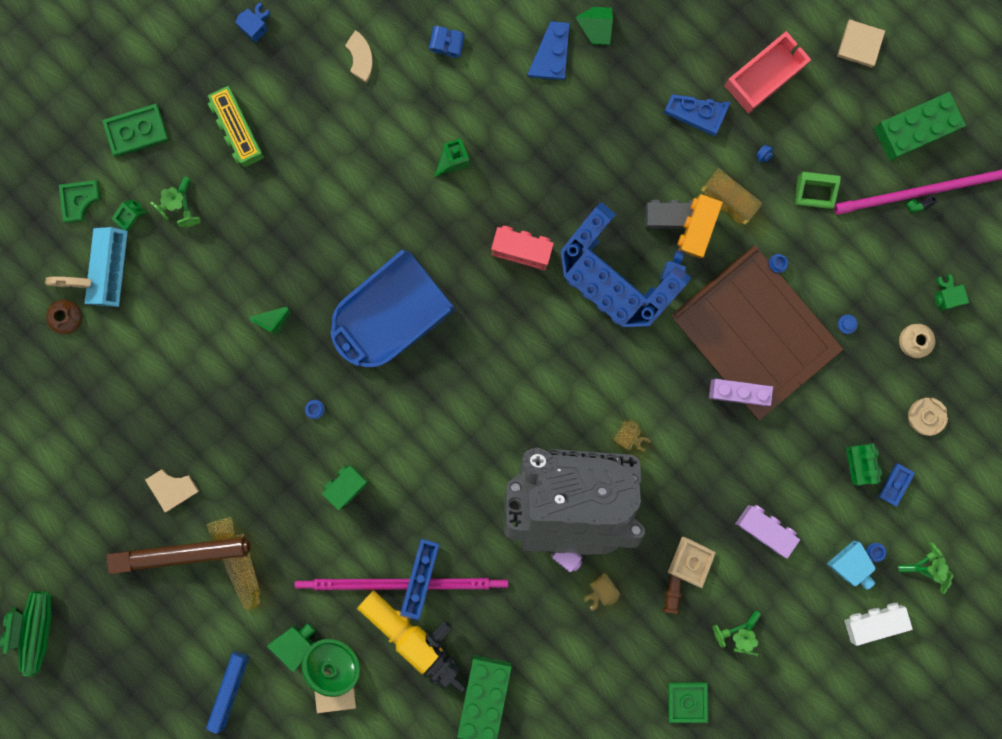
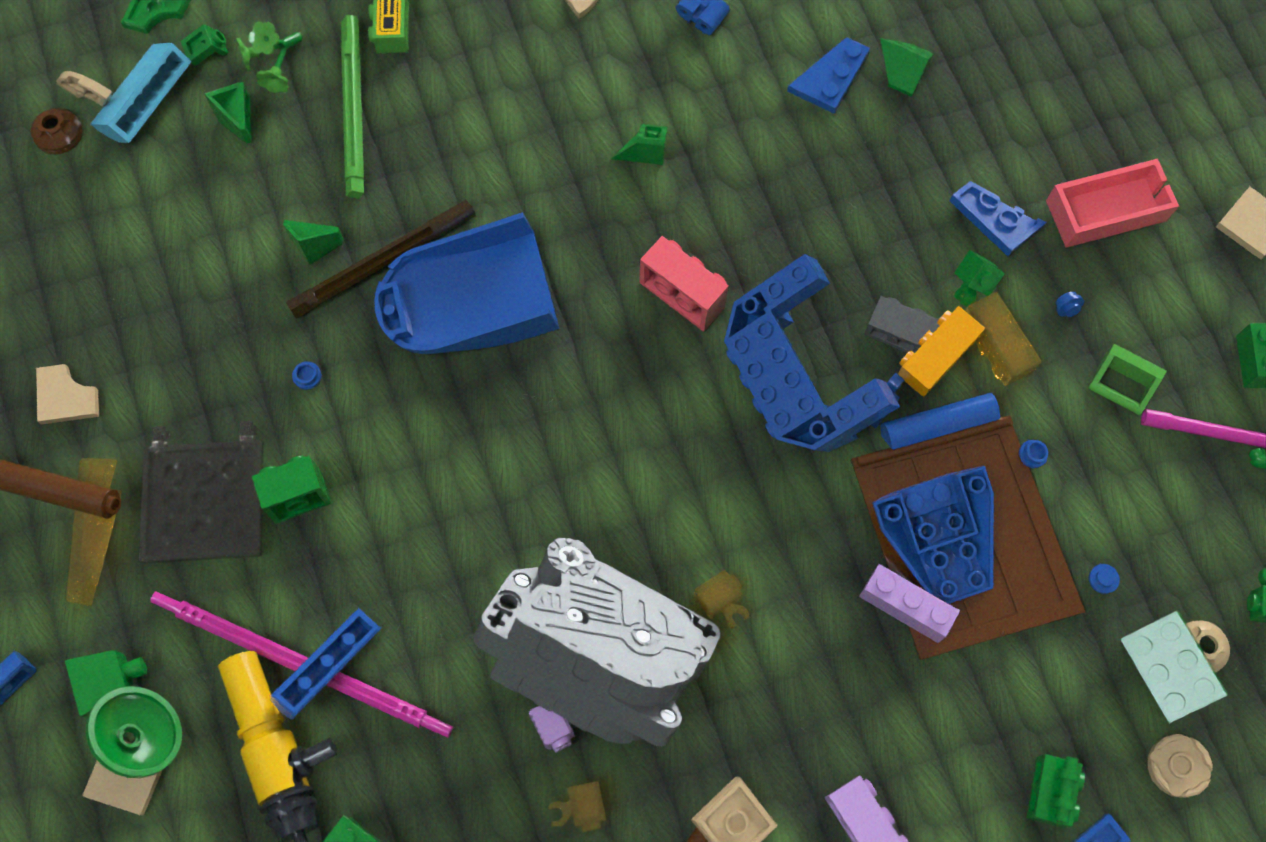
camera: 30 degrees right, 15 degrees down
(174, 253) = (232, 109): none -> green slope
(249, 214) = (352, 107): none -> bright green piece
(292, 514) = (201, 499): none -> clear smoke plate
(322, 312) = (378, 260): none -> dark brown piece
(703, 161) = (978, 275): none -> green brick
(716, 267) = (940, 421): none -> blue brick
(743, 339) = (944, 532): none -> blue wedge
(906, 362) = (1174, 666): none -> brick

